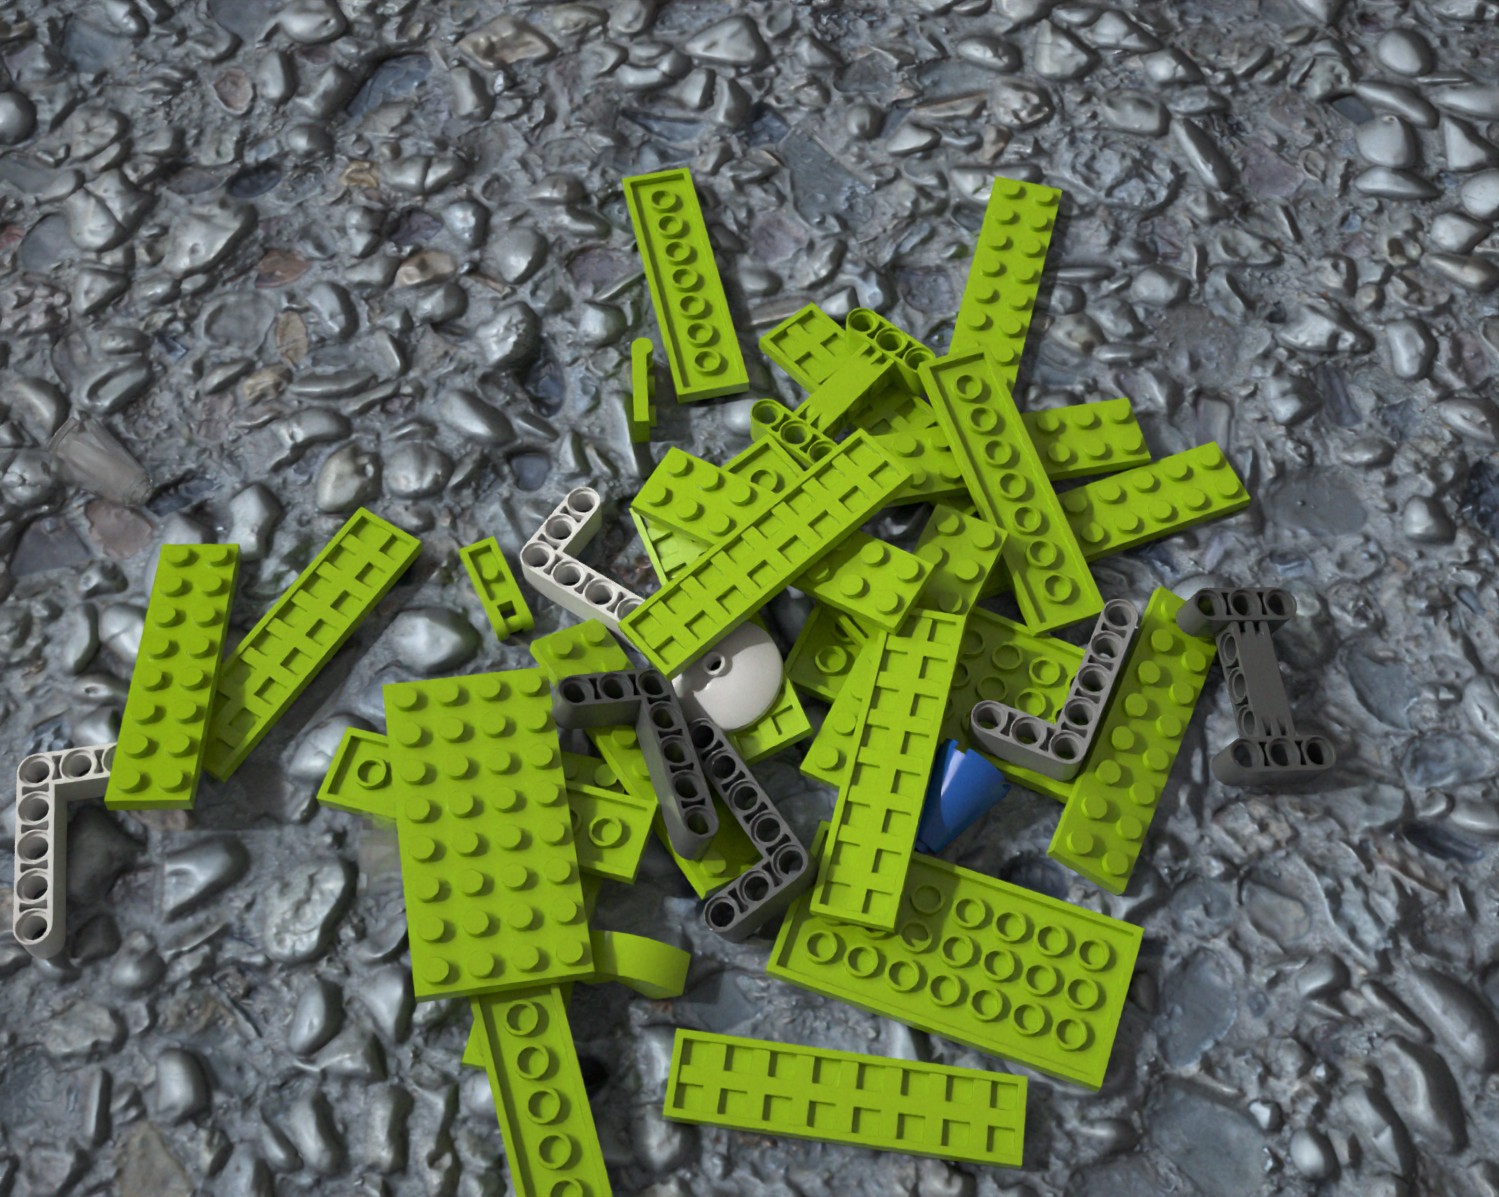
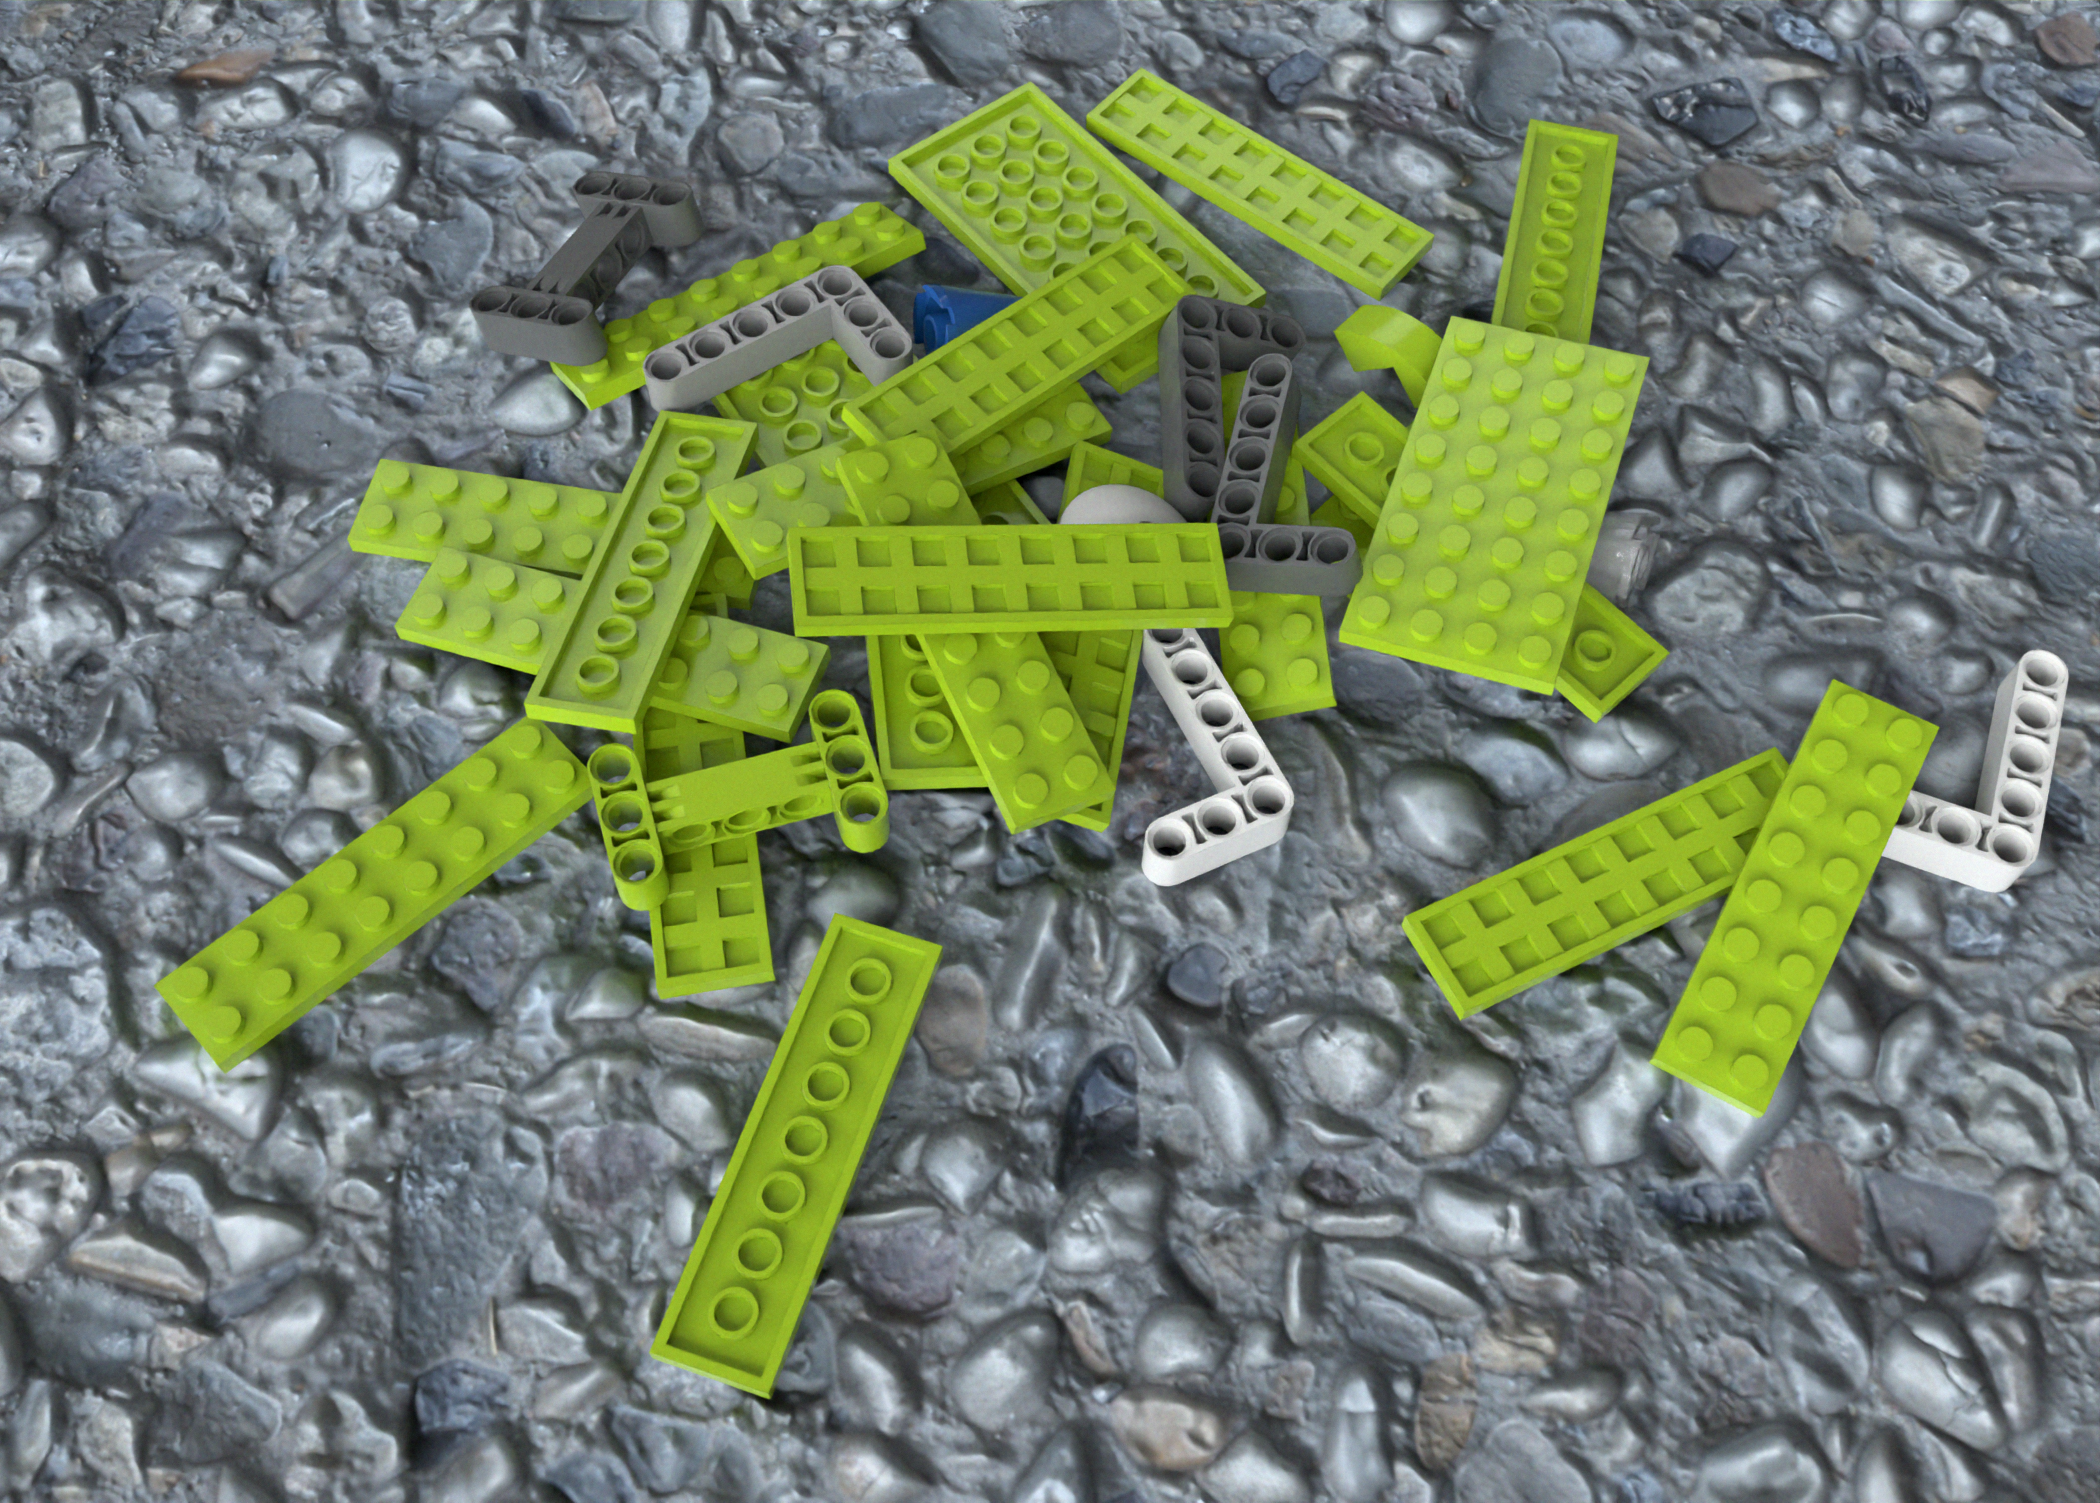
camera: 150 degrees left, 0 degrees up
(96, 463) = (1836, 1281): clear cone -> none
(496, 587) = (1334, 819): lime plate -> none
(643, 388) = (981, 988): lime plate -> none

